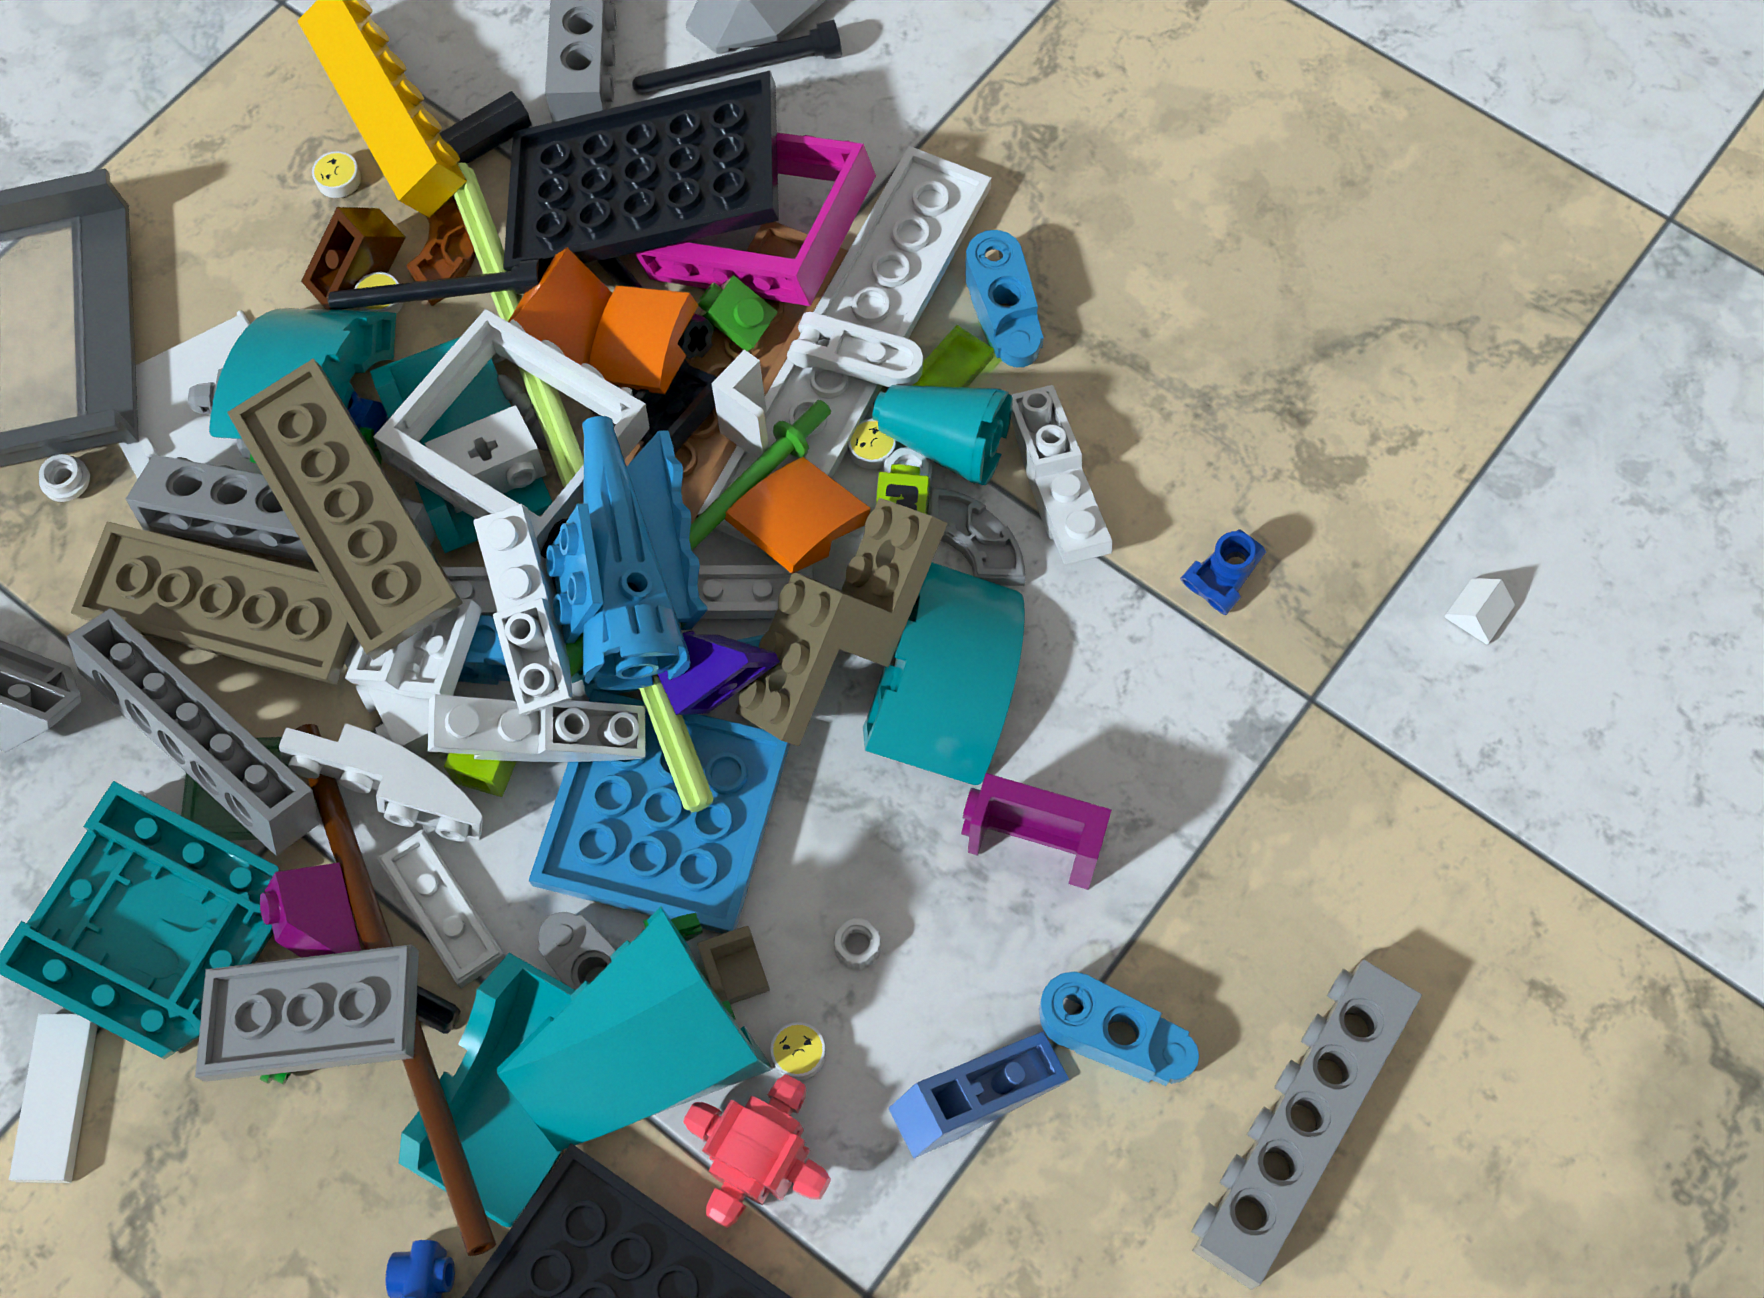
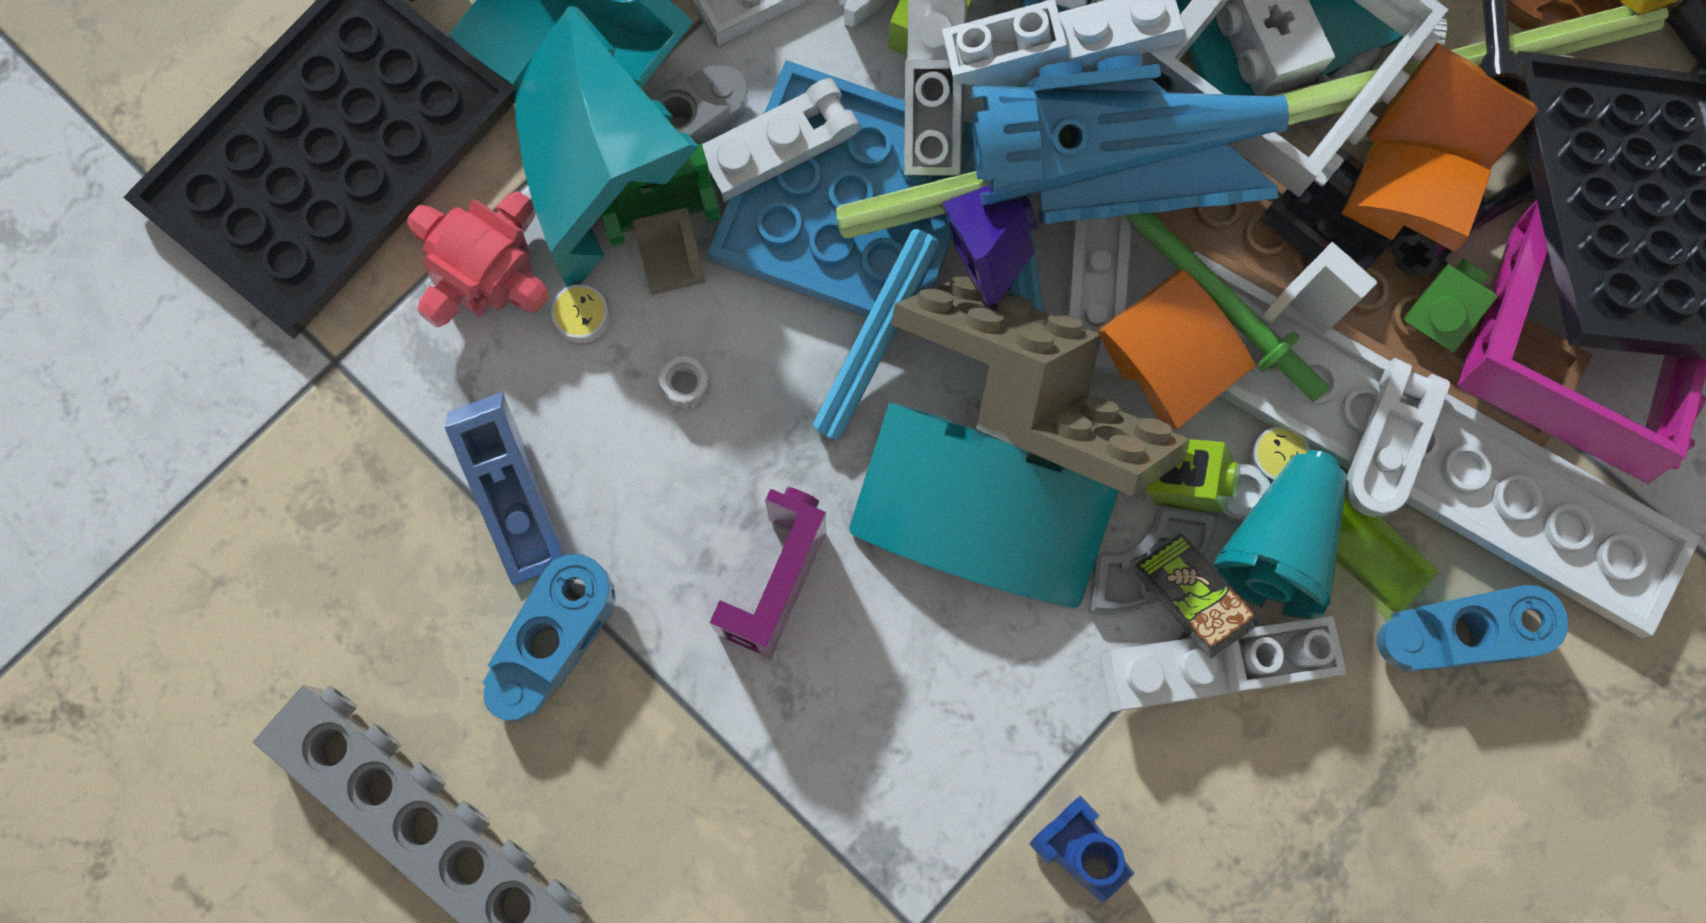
camera: 90 degrees right, 10 degrees up
(614, 870) = (778, 140): none -> white plate
(801, 768) = (875, 335): none -> medium azure axle
(1007, 492) = (1196, 595): none -> tile

